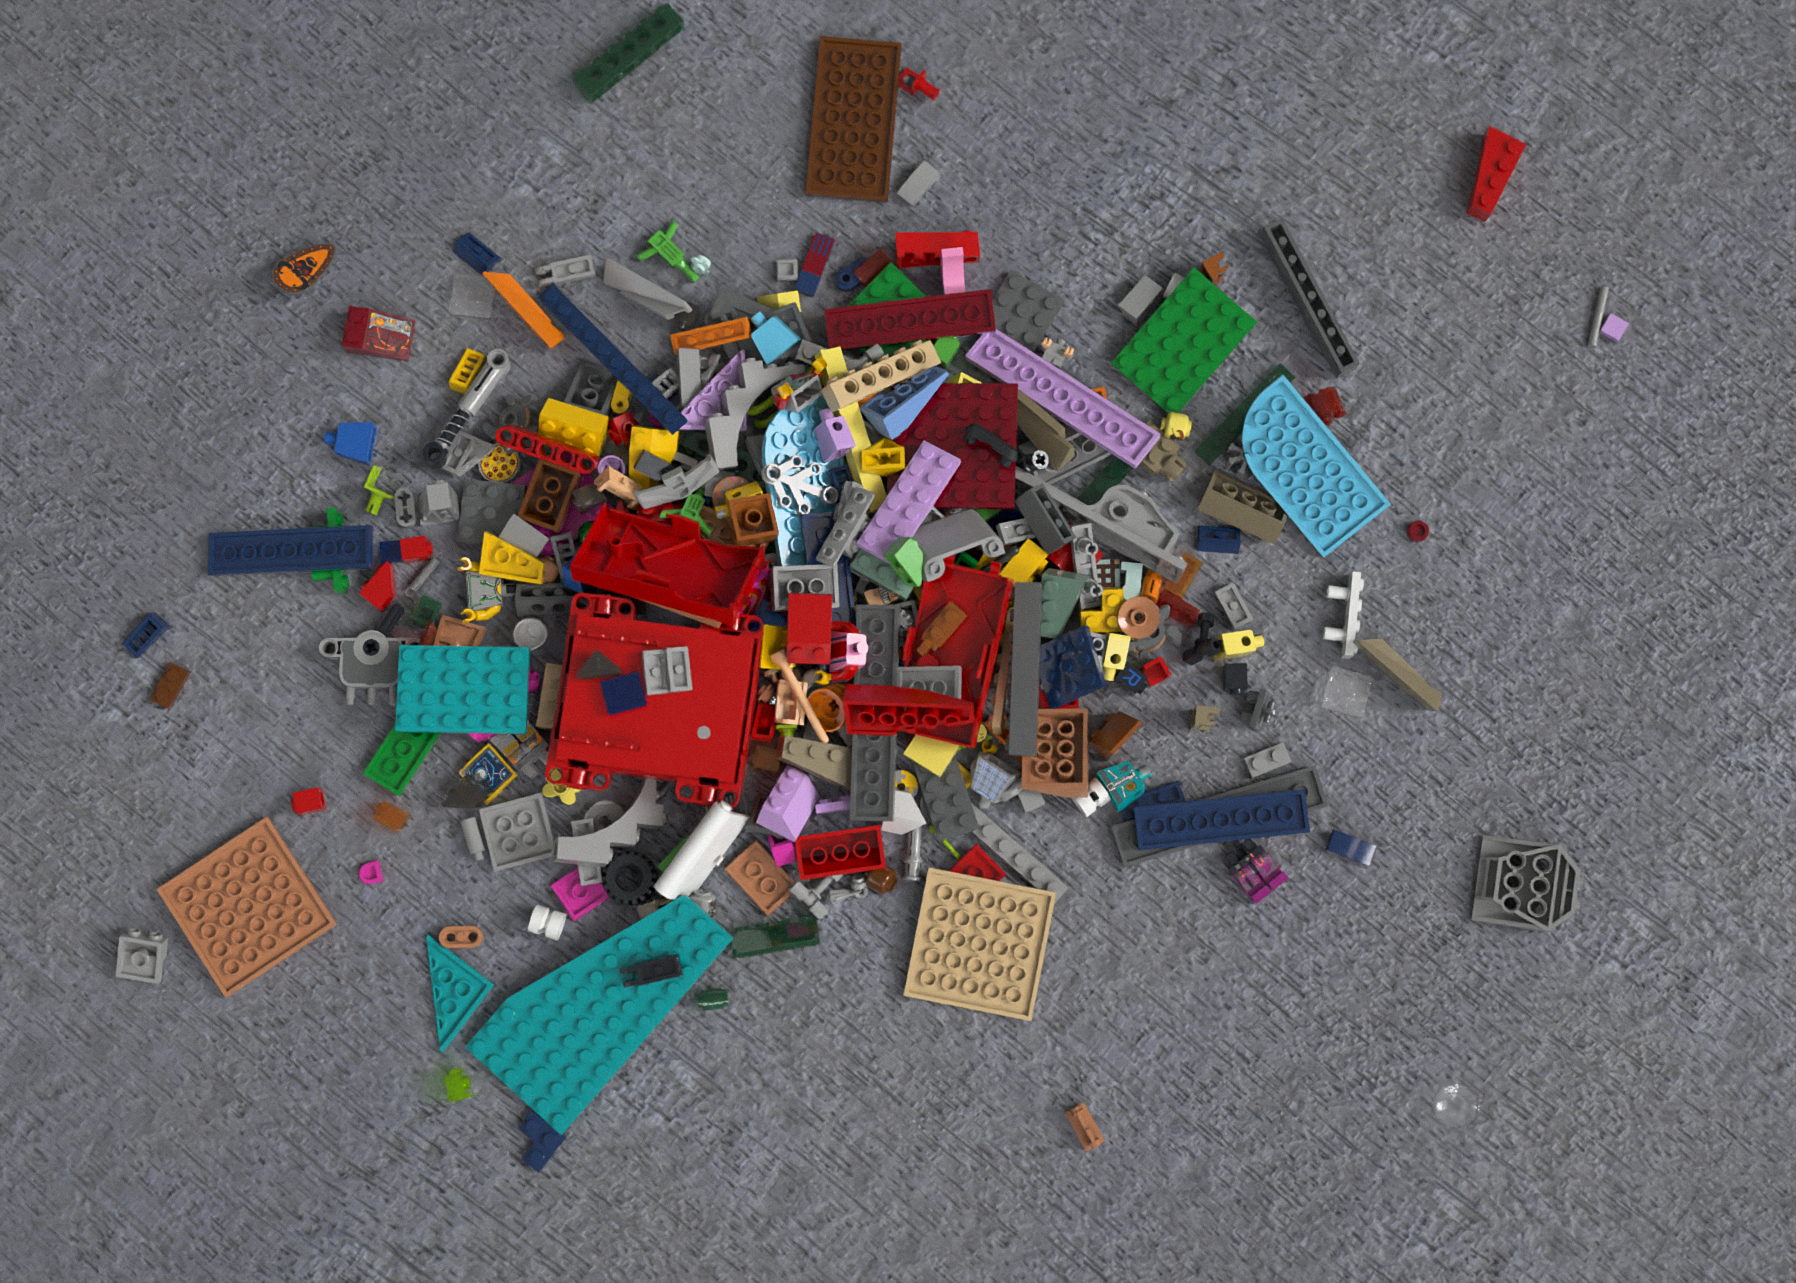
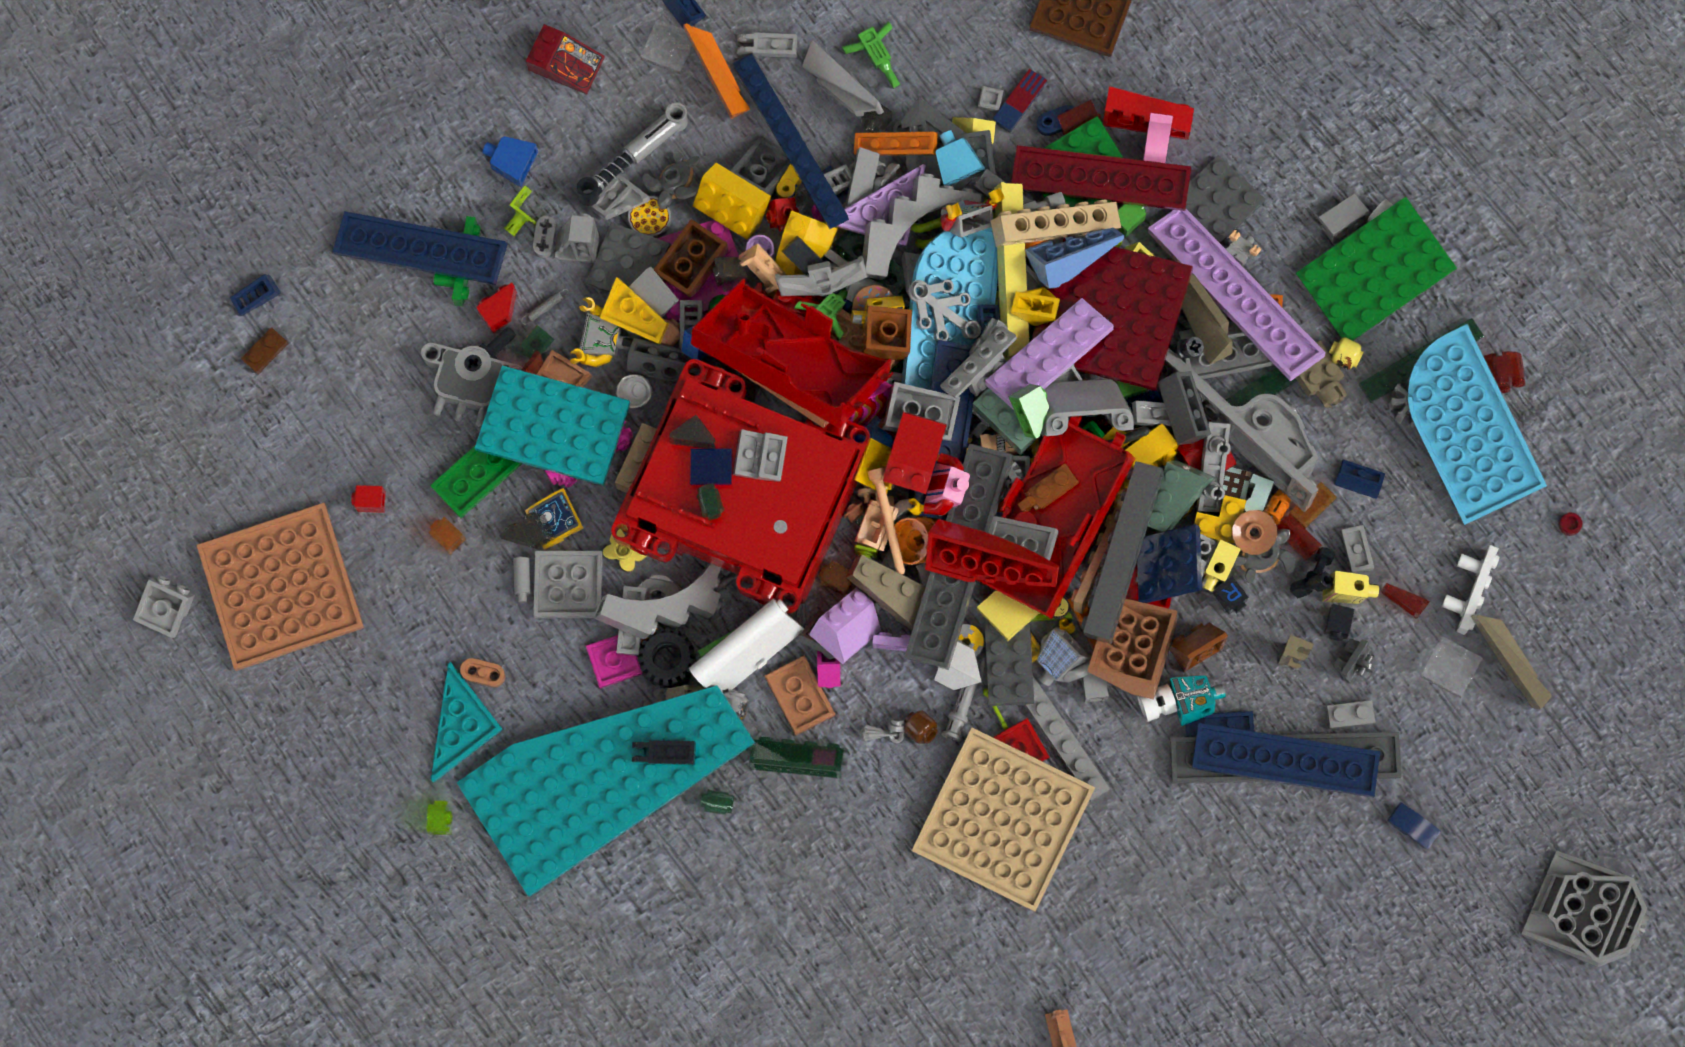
camera: 25 degrees right, 5 degrees down
(371, 873) = (411, 586): dark pink tile -> none
(390, 552) = (519, 275): clear blue plate -> none
(416, 549) = (543, 279): red brick -> none
(460, 383) = (632, 128): yellow slope -> none
(524, 754) = (598, 508): hips -> none
(536, 448) = (692, 206): red beam -> none
(546, 922) = (572, 680): white wheel -> none
(546, 1141) = (511, 898): dark blue plate -> none
(632, 728) = (710, 501): none -> clear green brick
(700, 264) = (904, 71): light aqua plate -> none
(764, 723) = (843, 541): red slope -> none
(811, 895) = (845, 725): light grey bar -> none
(833, 436) = (991, 272): lavender torso -> none
(840, 852) = (886, 688): red slope -> none
(918, 183) = (1147, 45): light grey slope -> none
(1008, 453) = (1163, 330): black piece -> none
(1156, 671) = (1258, 593): red panel -> none
(1211, 269) = (1424, 202): dark orange hinge -> none
(1243, 507) = (1393, 452): dark tan slope -> none
(1250, 867) = (1304, 816): hips -> none
(1294, 643) = (1407, 601): none -> clear red slope
(1309, 298) = (1519, 260): dark grey brick -> none

